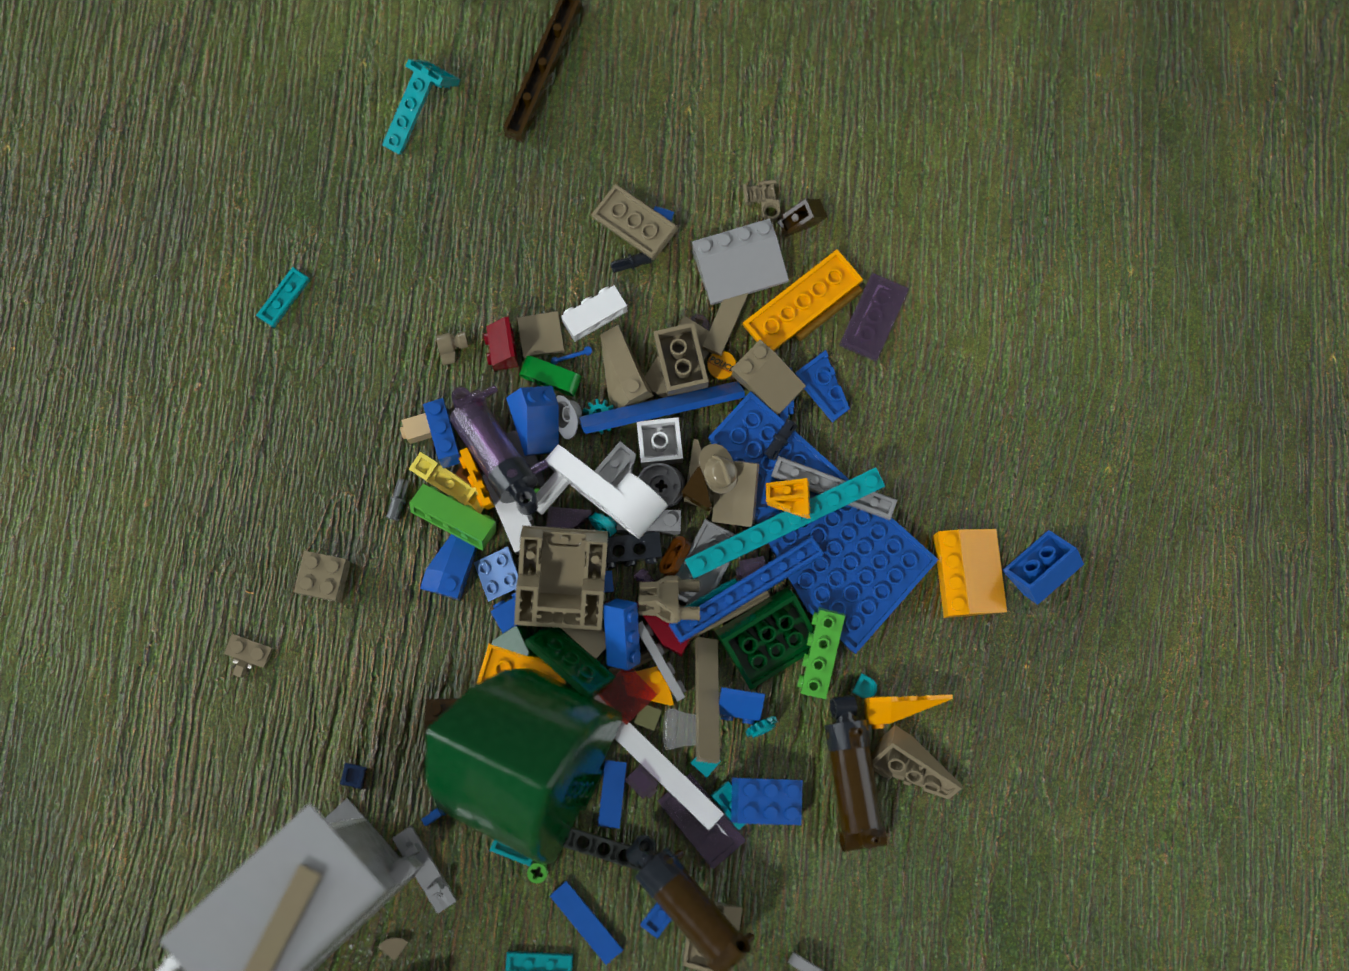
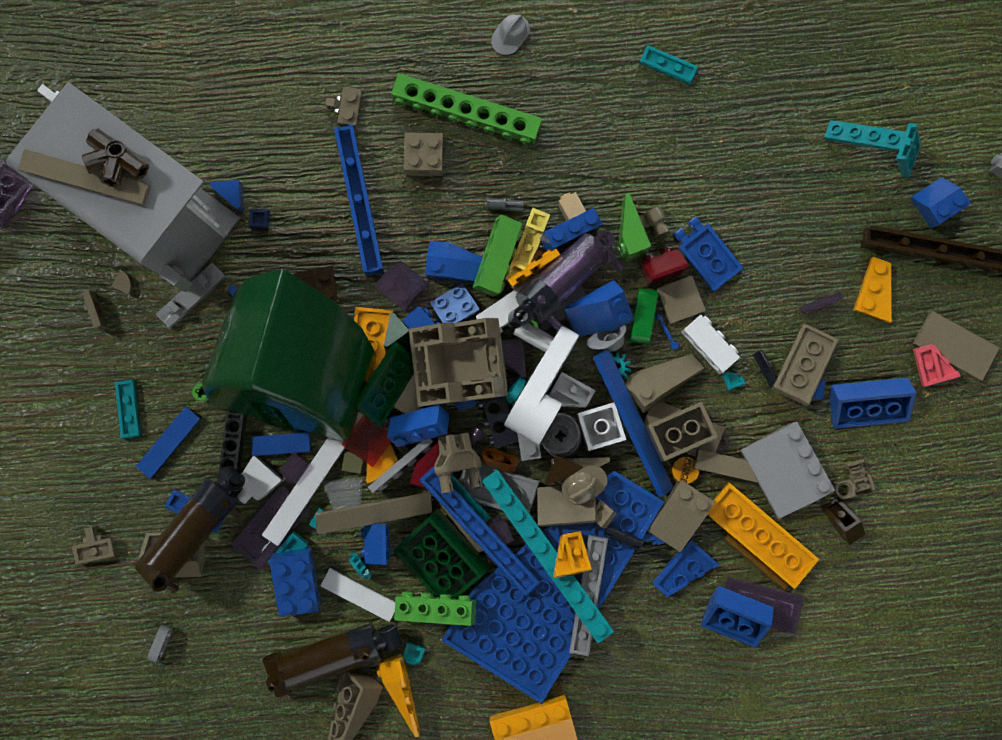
camera: 80 degrees right, 5 degrees up
(208, 459) = (510, 34): none -> light grey piece
(260, 544) = (405, 84): none -> bright green brick
(270, 899) = (112, 165): none -> dark brown piece
(320, 799) = (231, 191): none -> blue slope
(357, 658) = (359, 200): none -> blue tile
(460, 370) = (632, 236): none -> bright green slope
(464, 628) = (401, 286): none -> clear purple slope
(492, 55) = (940, 201): none -> blue slope
(497, 297) = (707, 254): none -> blue tile
(572, 137) = (875, 292): none -> light orange wing
(573, 193) = (821, 302): none -> clear purple tile
(636, 298) = (732, 380): none -> teal tile
(644, 71) = (958, 345): none -> dark tan tile
(650, 822) = (259, 480): none -> white torso
(661, 97) = (933, 366): none -> coral wing
(687, 165) = (871, 403): none -> blue slope
(752, 454) = (604, 514): none -> dark tan plate
(792, 735) = (359, 594): none -> white tile
(881, 341) = (737, 616): none -> blue slope

